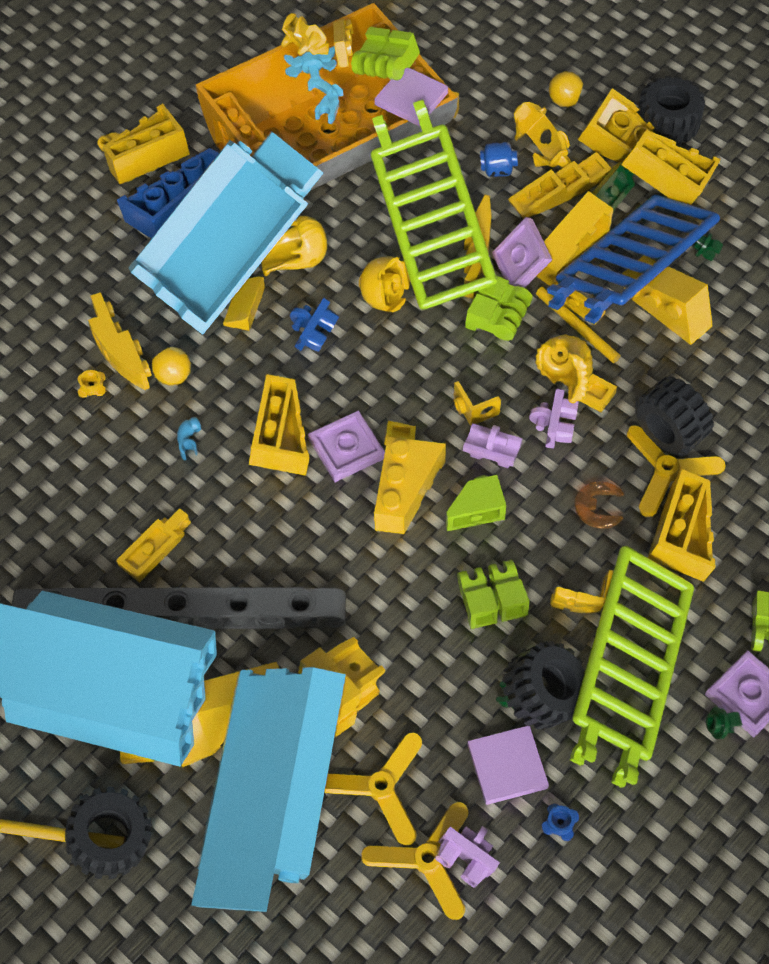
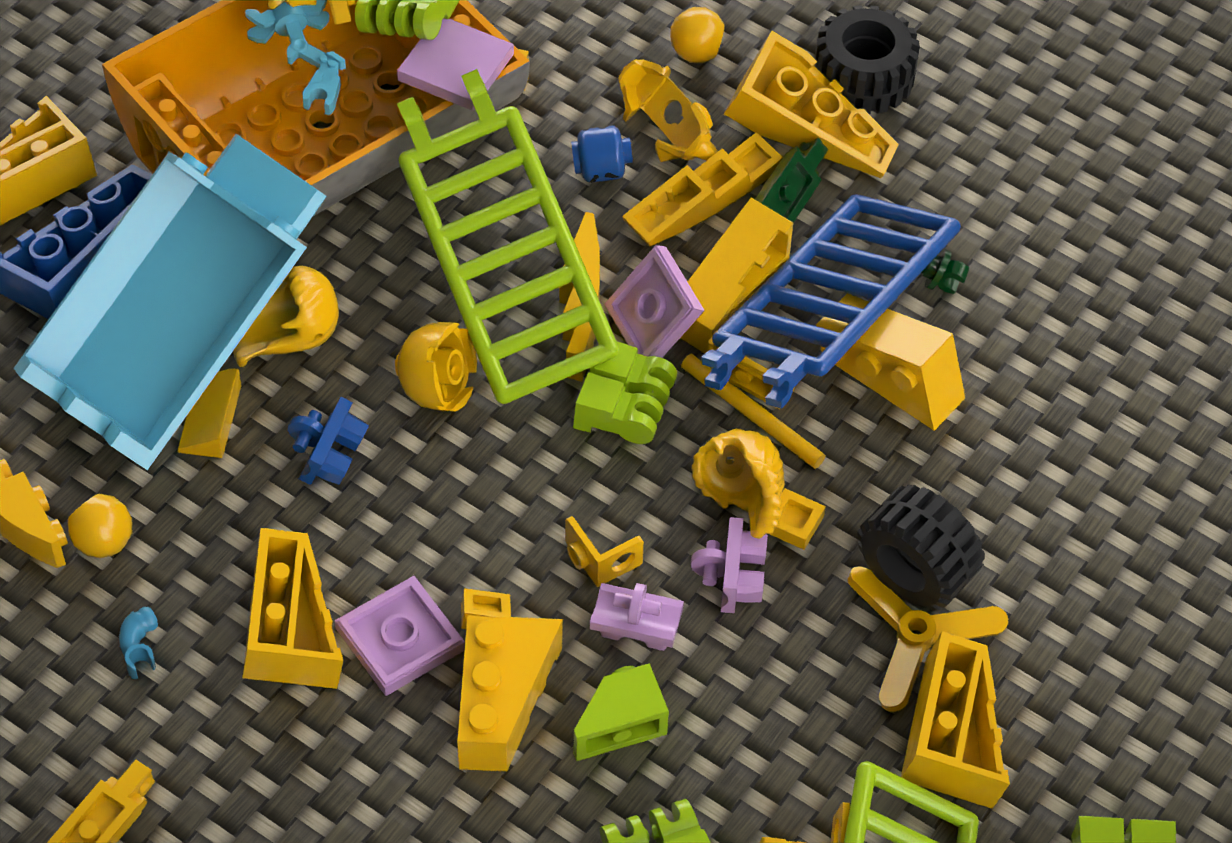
camera: 10 degrees left, 5 degrees down
(585, 503) = (793, 698): clear orange head -> none
(669, 168) = (875, 152): yellow wedge -> none

